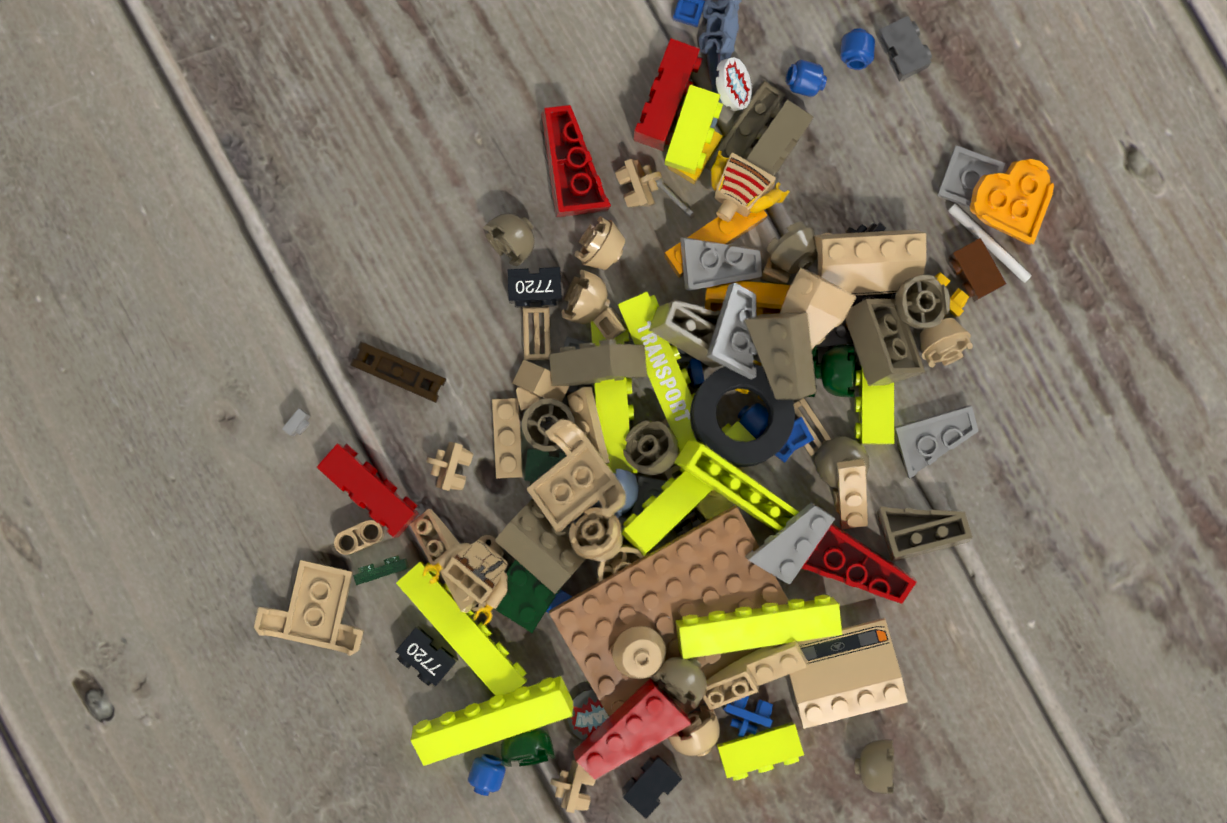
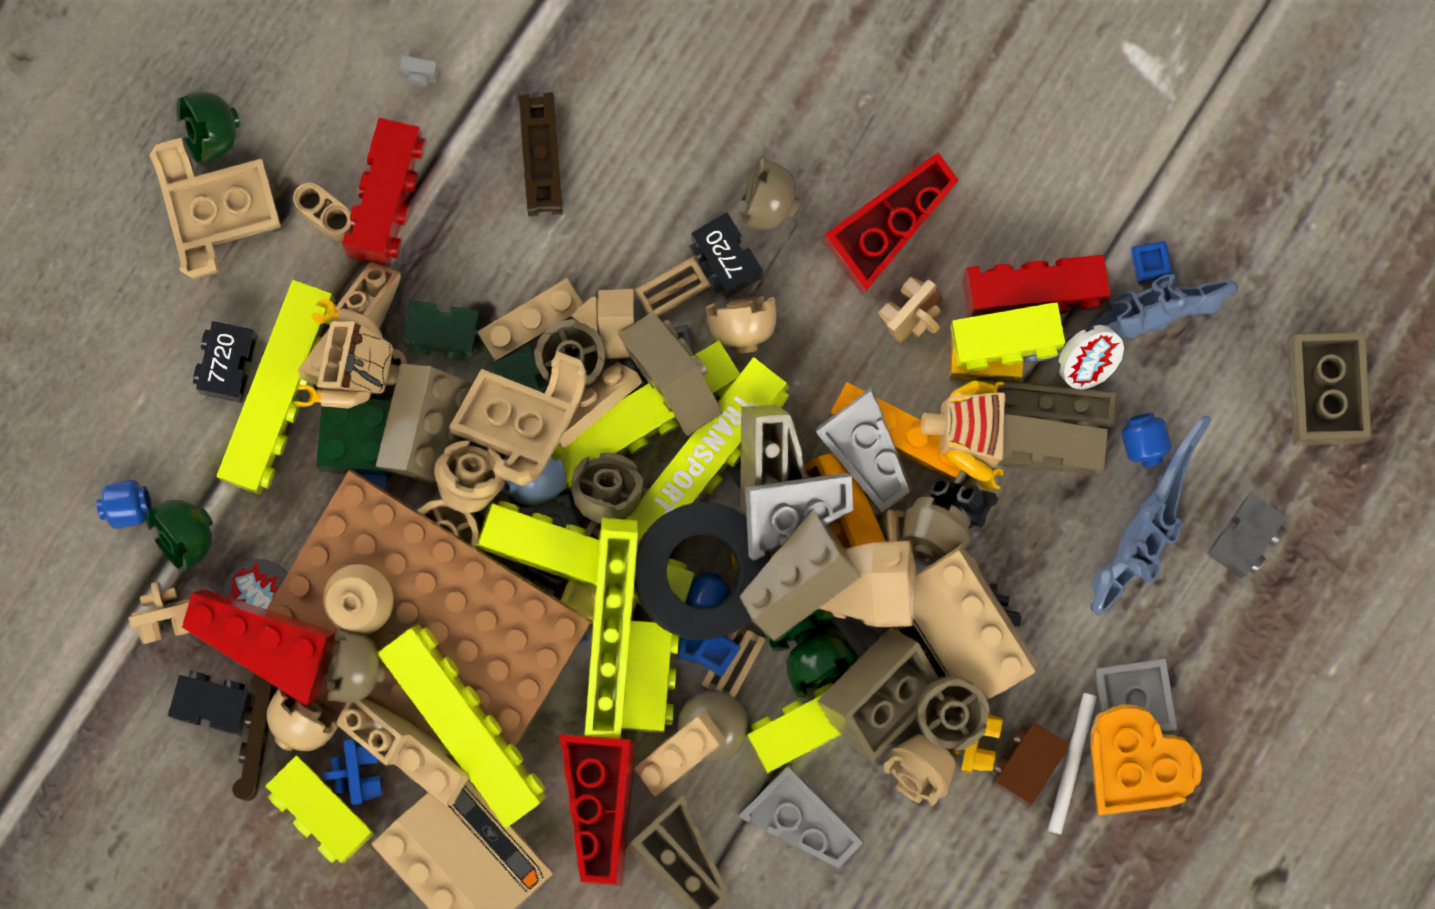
camera: 60 degrees right, 5 degrees down
(258, 584) = (208, 124): none -> dark green cylinder
(370, 573) = (289, 246): clear green plate -> none
(447, 478) = (447, 275): tan hips -> none
(479, 508) = (441, 331): none -> clear green brick
(492, 720) = (190, 474): neon yellow brick -> none
(601, 245) = (815, 305): tan cone -> none
(610, 324) = (727, 363): tan slope -> none
(688, 212) = (928, 336): light grey hinge -> none
(695, 373) = (726, 494): blue tile -> none
(697, 774) = (253, 752): none -> dark brown plate
(786, 215) = (967, 498): none -> black hips
(789, 484) = (649, 678): none -> neon yellow brick
(791, 547) = (578, 712): light grey wing -> none
(857, 49) = (1215, 481): blue head -> none
(866, 109) = (1149, 529): none -> sand blue animal

